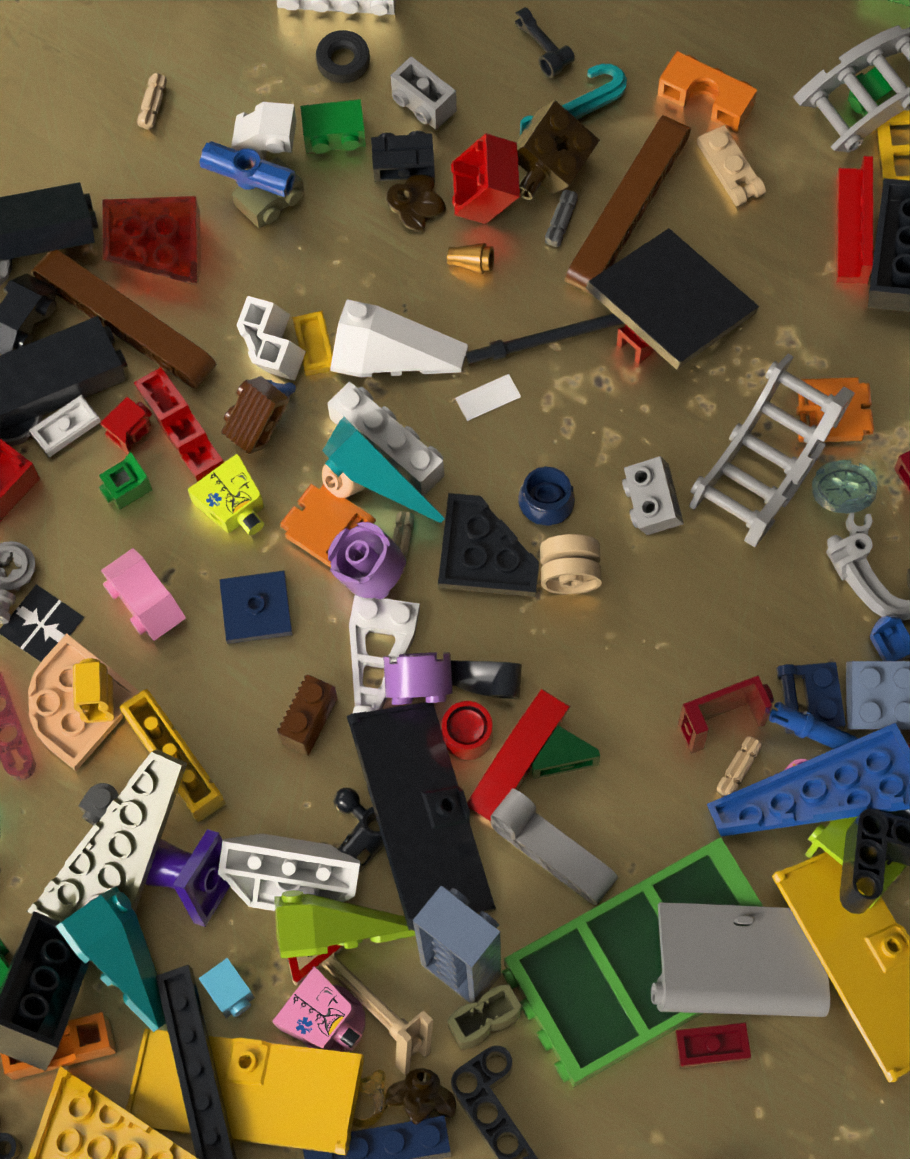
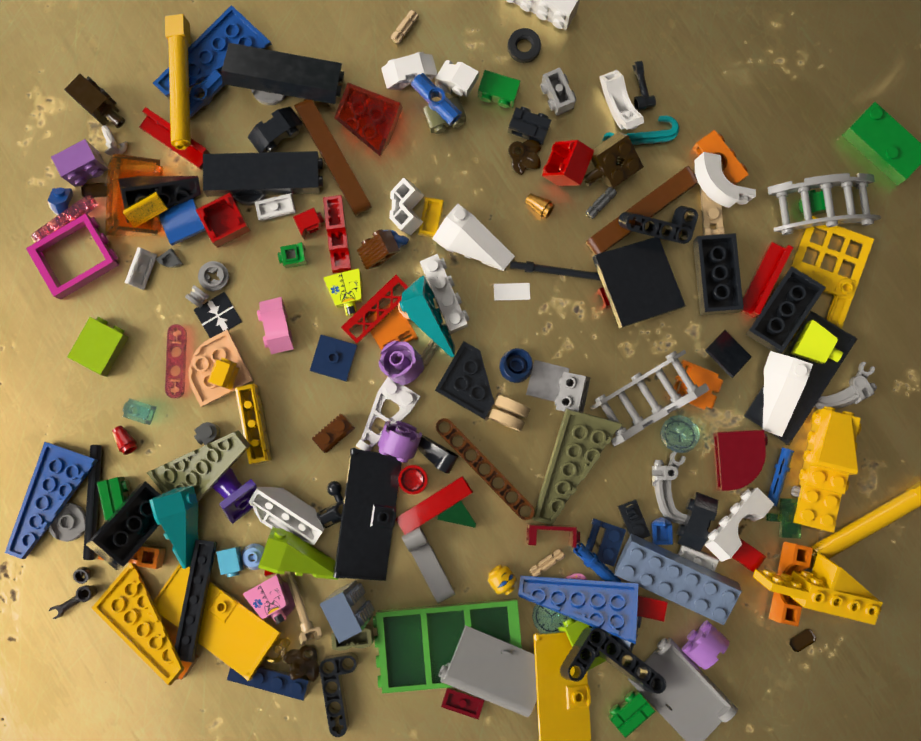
camera: 25 degrees right, 15 degrees up
(178, 155) = (403, 70): none -> white brick
(256, 974) = (246, 557): none -> light blue cone
(284, 499) = (371, 306): none -> red fence
(518, 72) = (618, 101): none -> white arch
(582, 679) = (494, 472): none -> reddish brown beam
(602, 502) = (545, 380): none -> flat silver sticker
(657, 207) = (655, 225): none -> black beam
(681, 820) = (502, 579): none -> yellow head
(700, 582) = (573, 456): none -> olive wing
(719, 121) = (716, 185): none -> white arch
(782, 847) = (547, 620): none -> clear light blue tile
(783, 240) = (718, 274): none -> black brick
(838, 642) = (633, 519): none -> black plate
(856, 343) = (728, 353): none -> black piece

